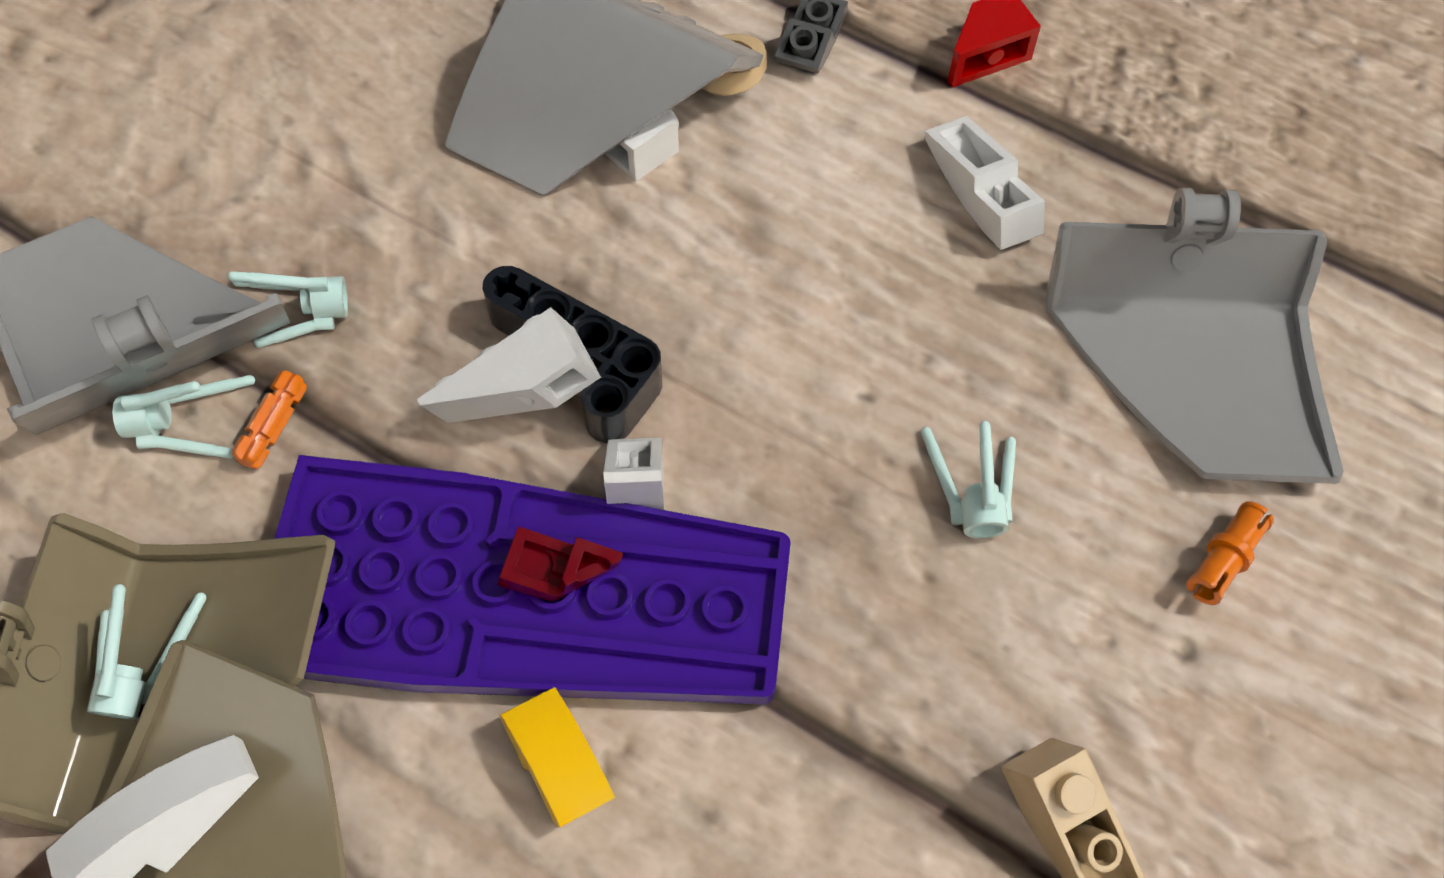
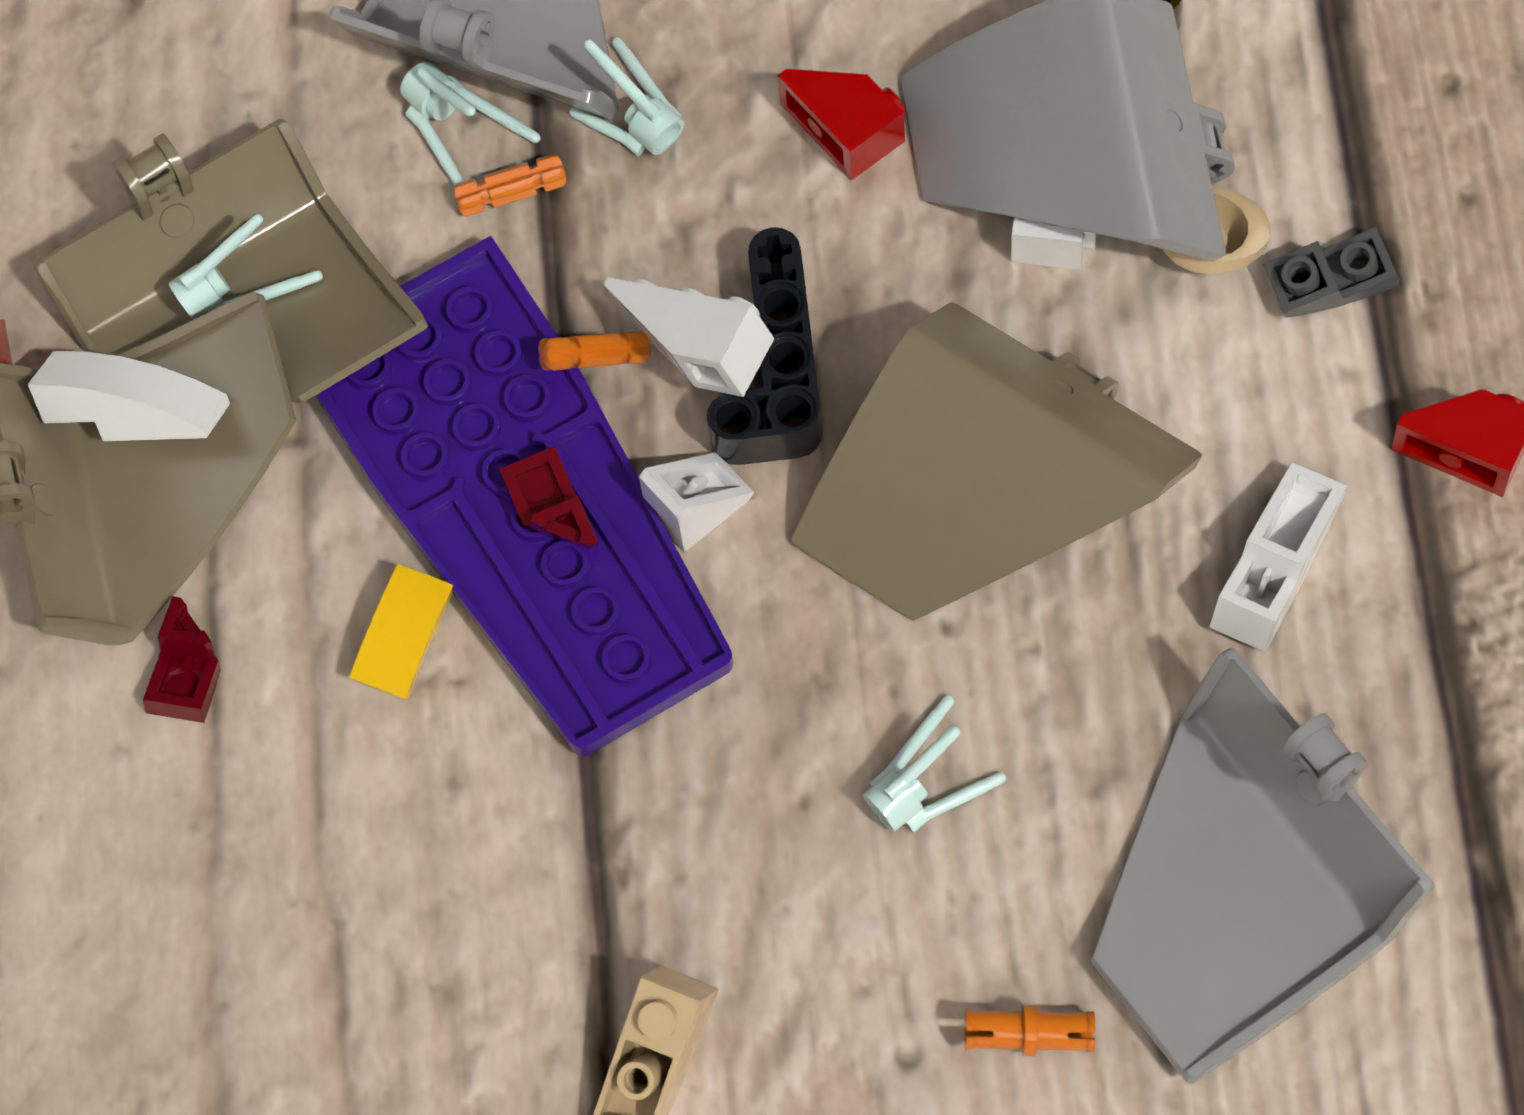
camera: 60 degrees right, 5 degrees up
(440, 189) = (844, 115): none -> red slope
(460, 453) = (594, 350): none -> orange axle
(792, 287) = (978, 465): none -> dark tan panel

